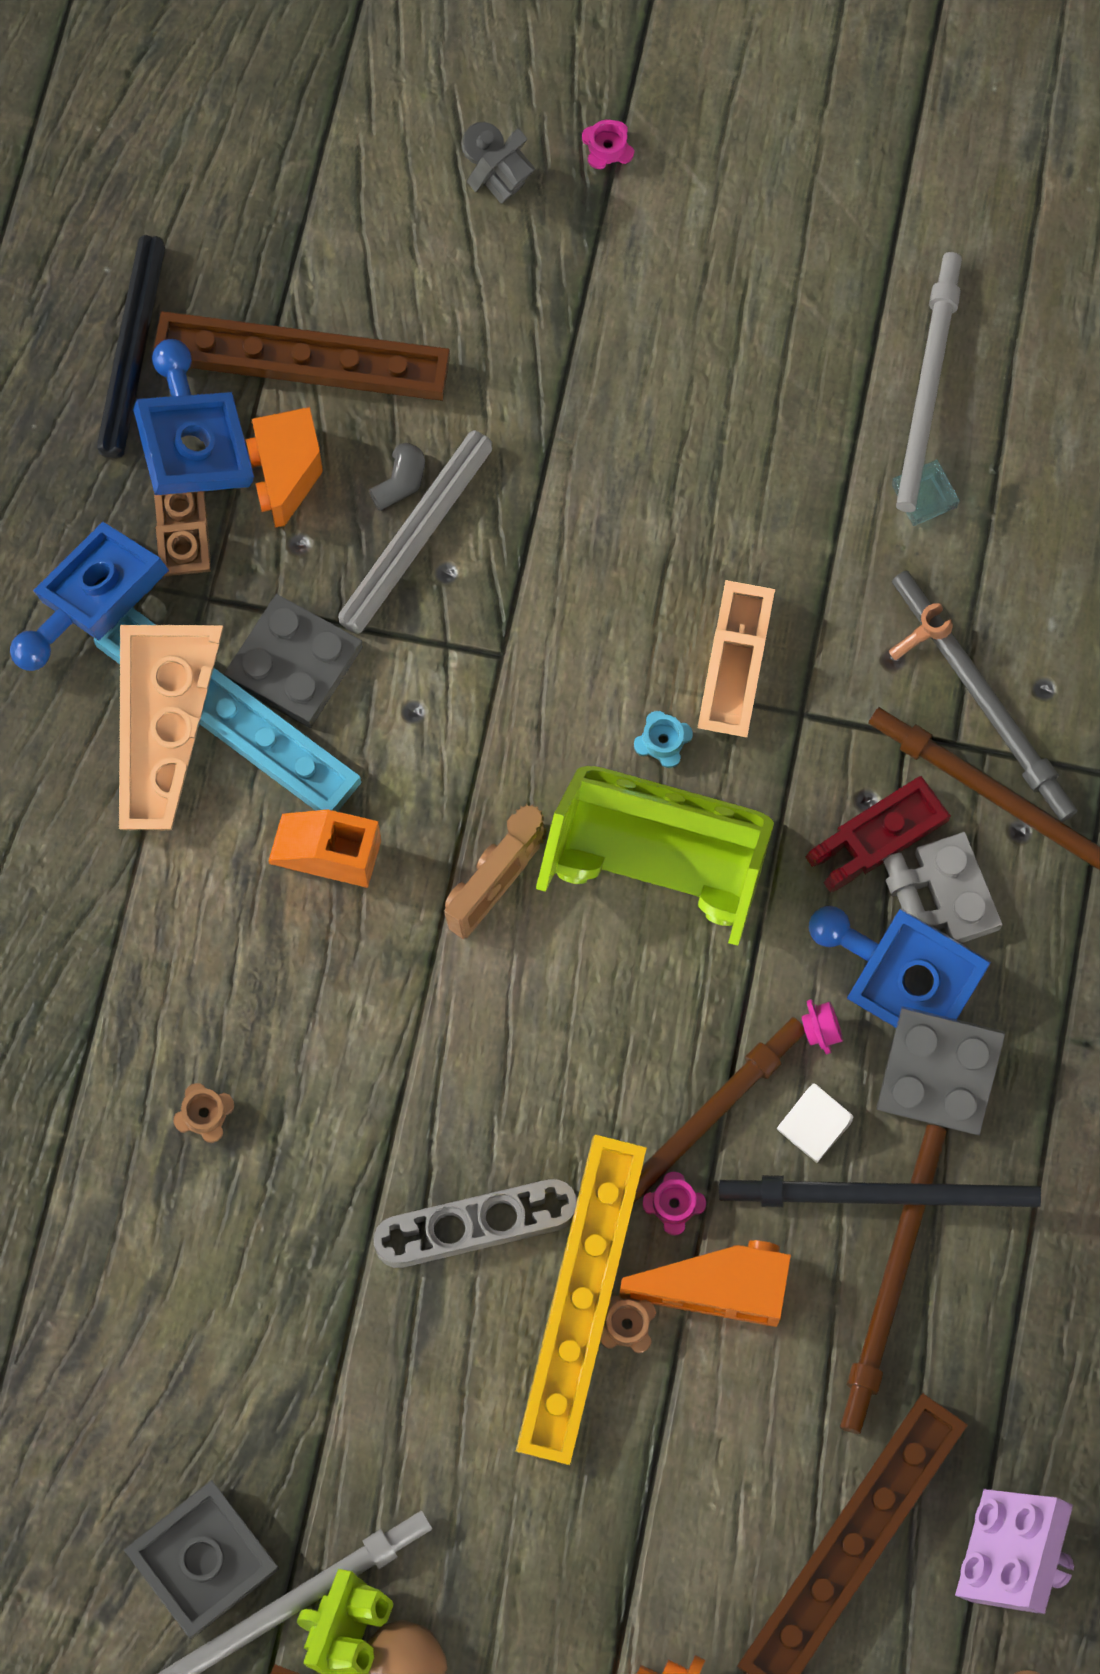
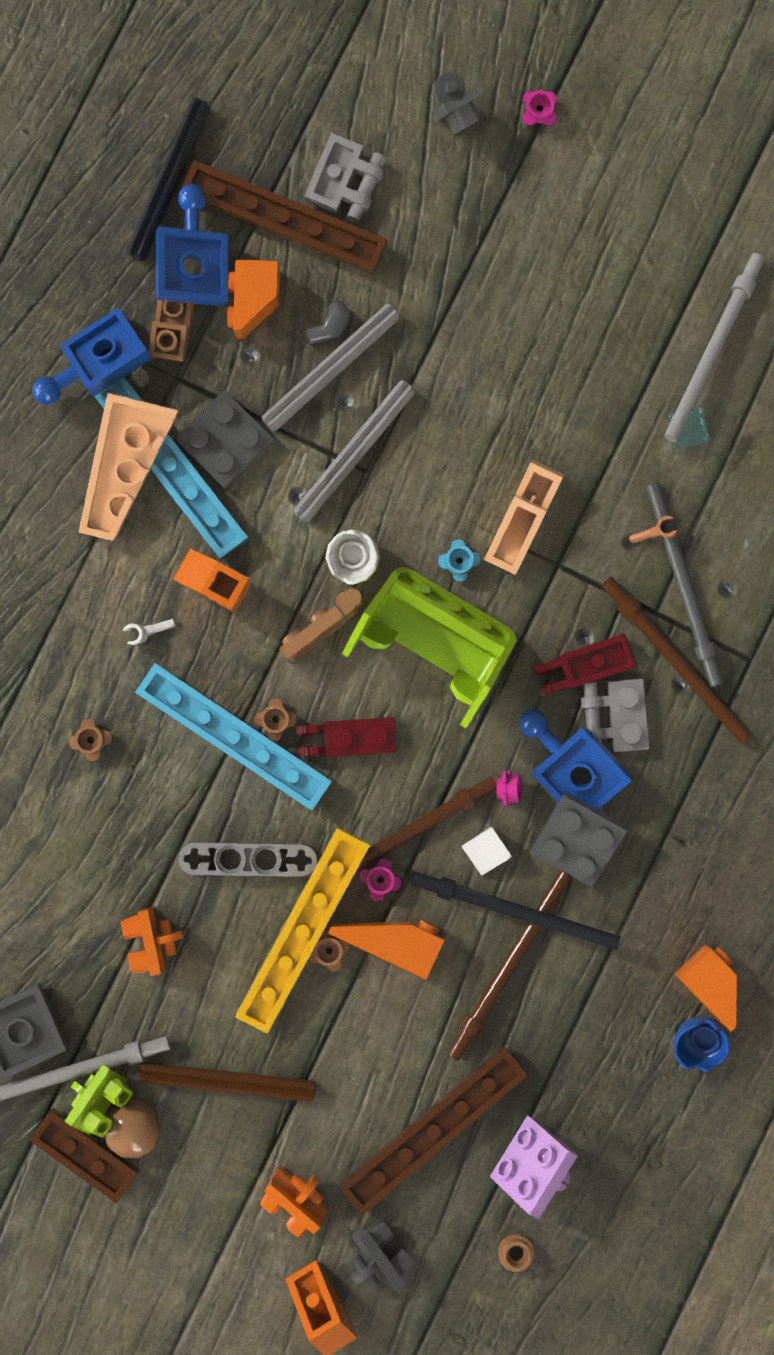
camera: 15 degrees right, 15 degrees up
(248, 942) = (145, 631): none -> white hand
(346, 1355) = (150, 958): none -> orange hips
(356, 286) = (335, 173): none -> light grey plate
(410, 1054) = (233, 736): none -> medium azure plate
(461, 1002) = (286, 719): none -> medium nougat plate
(477, 632) = (354, 451): none -> light grey axle
(514, 766) = (352, 556): none -> white hair
(528, 1556) = (227, 1081): none -> reddish brown axle
(576, 1016) = (351, 737): none -> dark red hinge

